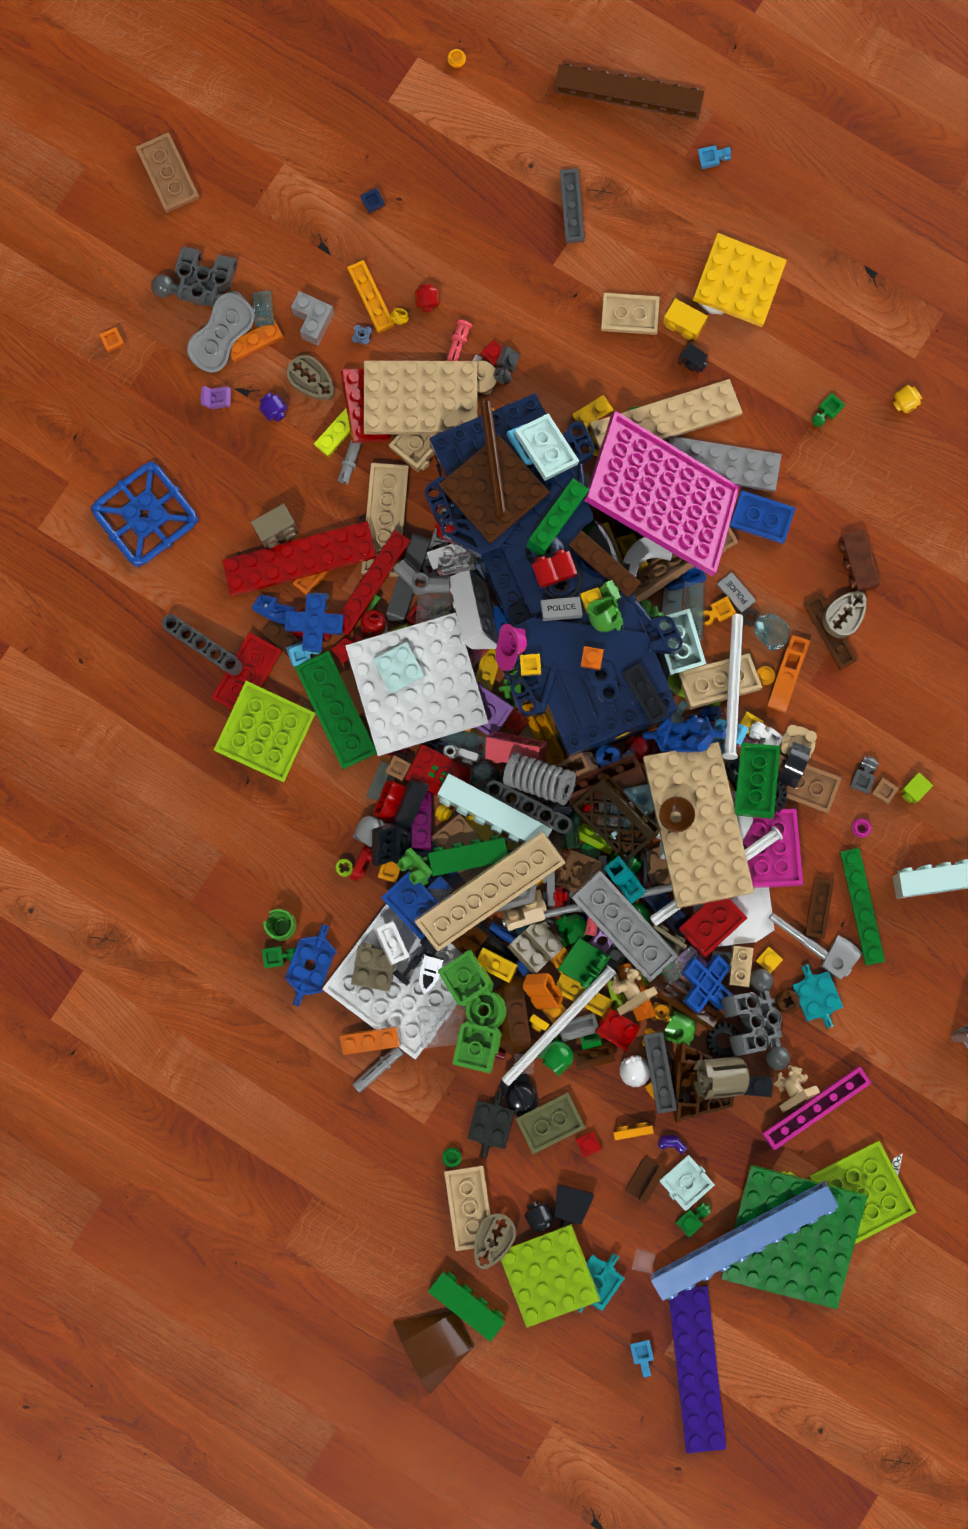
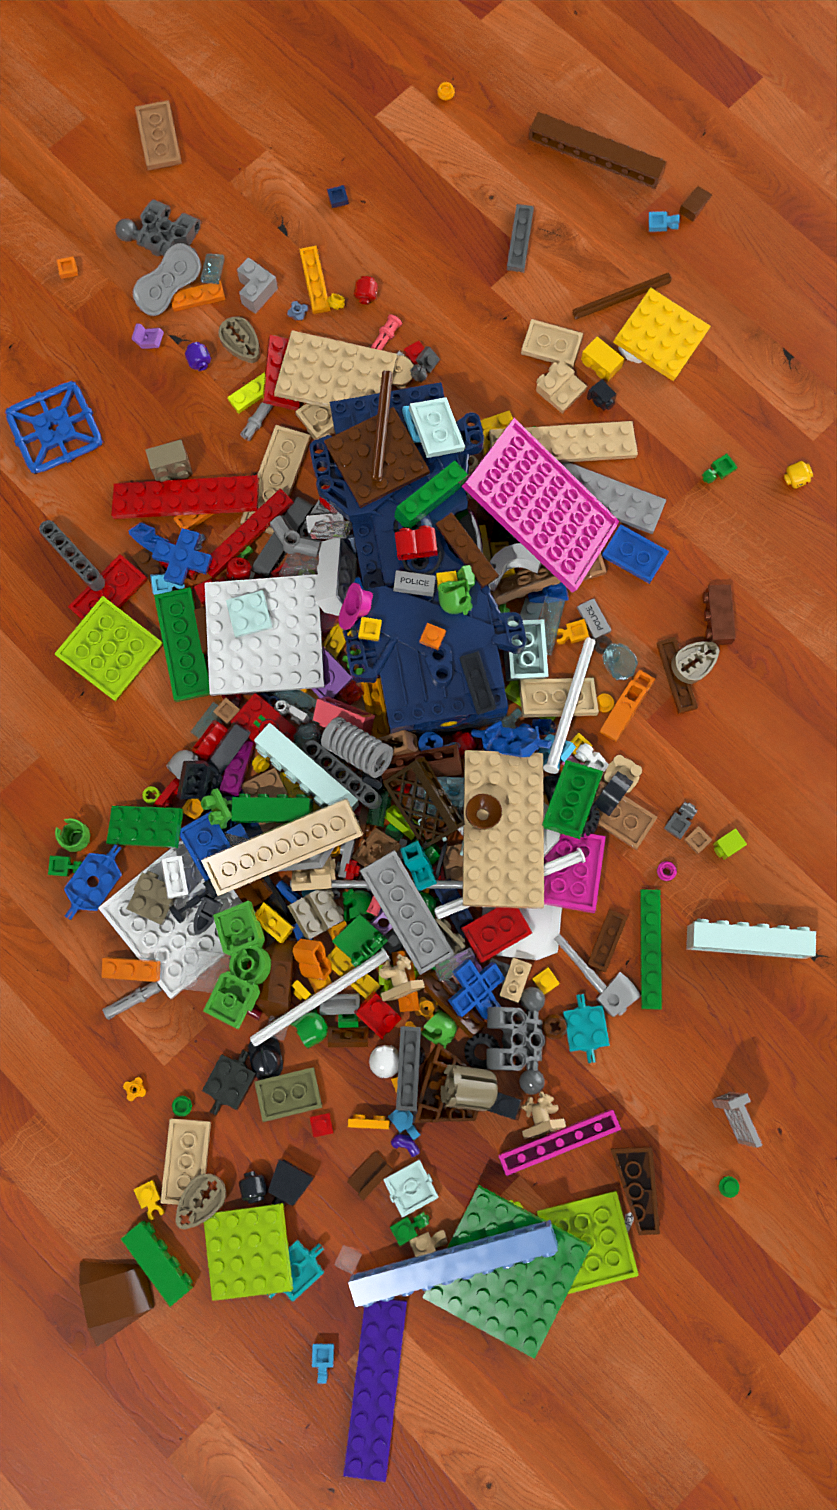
camera: 10 degrees right, 5 degrees down
(347, 900) = (145, 826): none -> green plate
(402, 1157) = (140, 1091): none -> light orange plate
(441, 1248) = (148, 1197): none -> yellow plate
(649, 357) = (560, 386): none -> tan plate
(665, 1122) = (403, 1120): none -> dark azure plate
(689, 246) = (621, 296): none -> reddish brown axle
(713, 1230) = (425, 1244): none -> tan plate
(742, 127) = (694, 203): none -> reddish brown slope
(898, 1126) = (638, 1181): none -> reddish brown wedge

